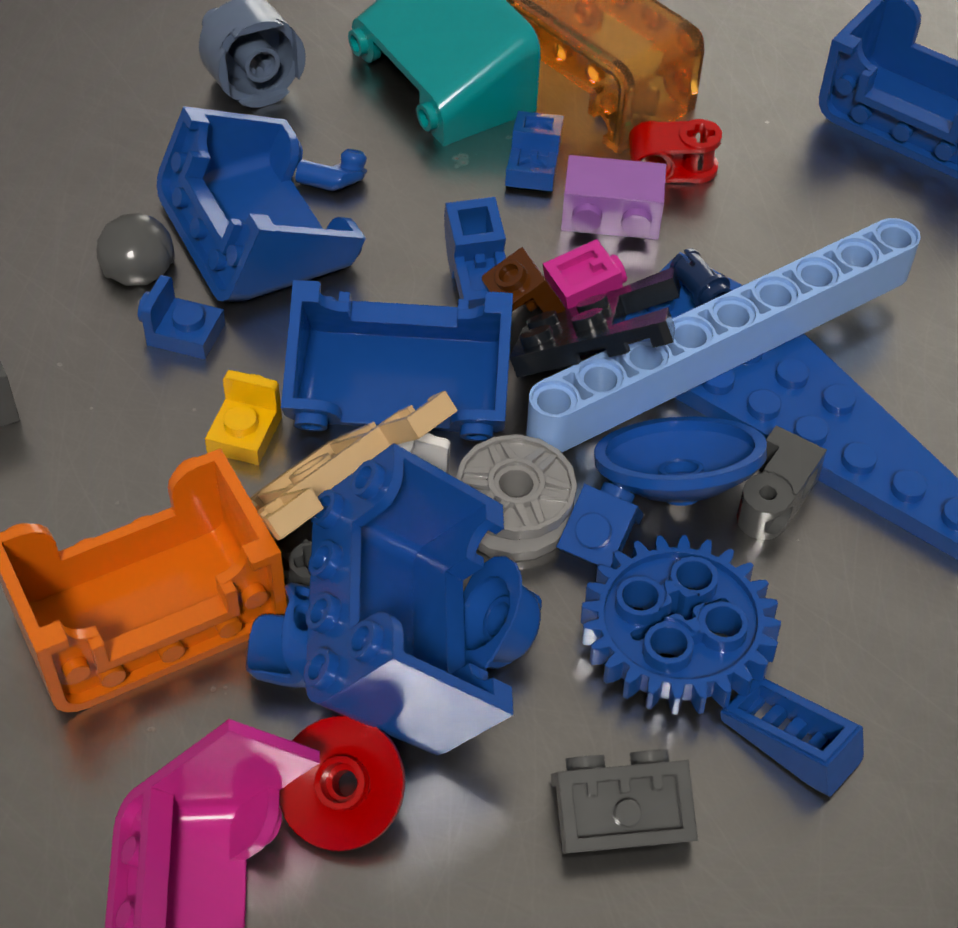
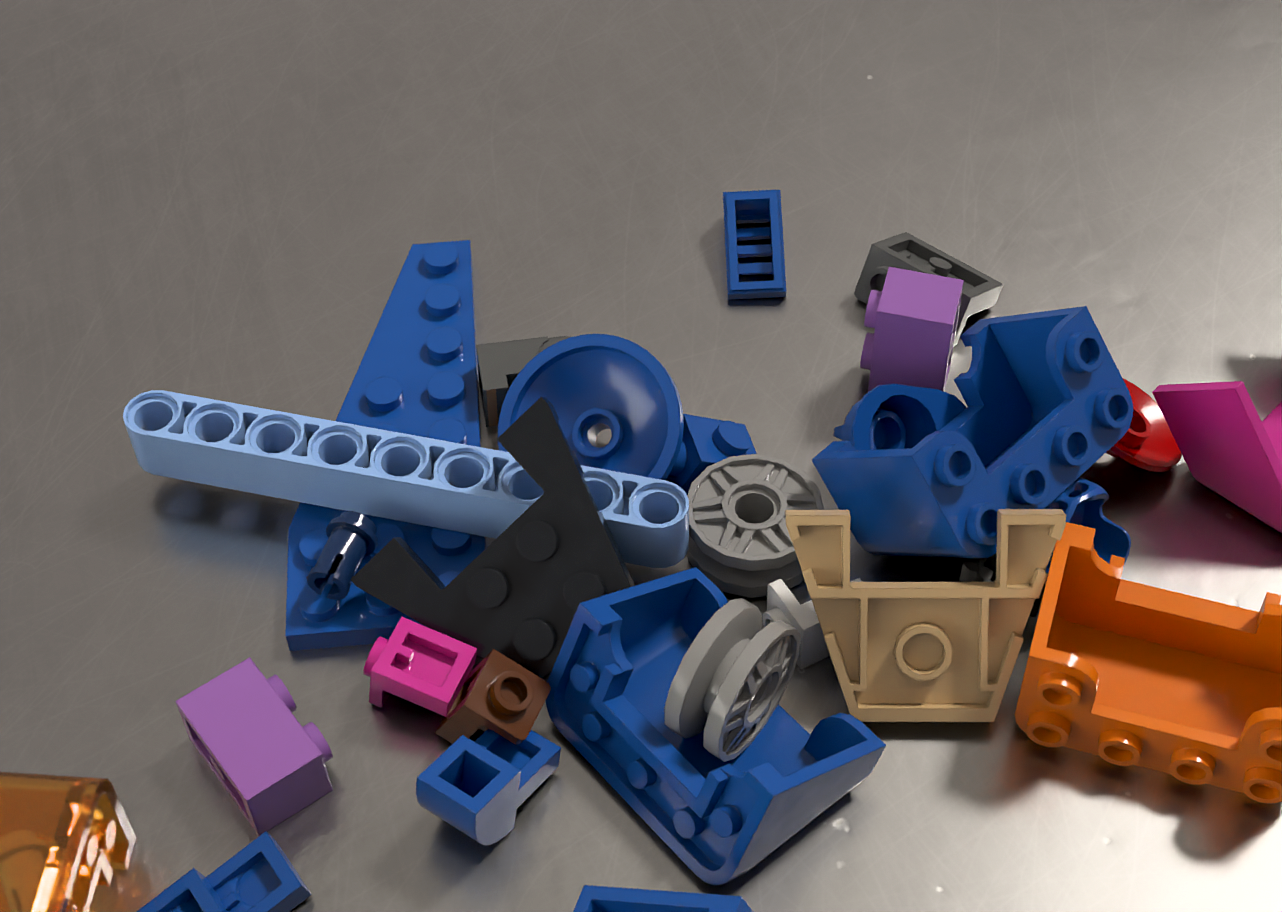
camera: 130 degrees left, 0 degrees up
(246, 417) = (912, 807): yellow bracket -> none
(398, 357) = (732, 679): none -> light grey wheel
(559, 690) = (913, 329): none -> medium lavender brick
(678, 148) = (113, 743): red piece -> none
(680, 624) = (749, 345): blue gear -> none

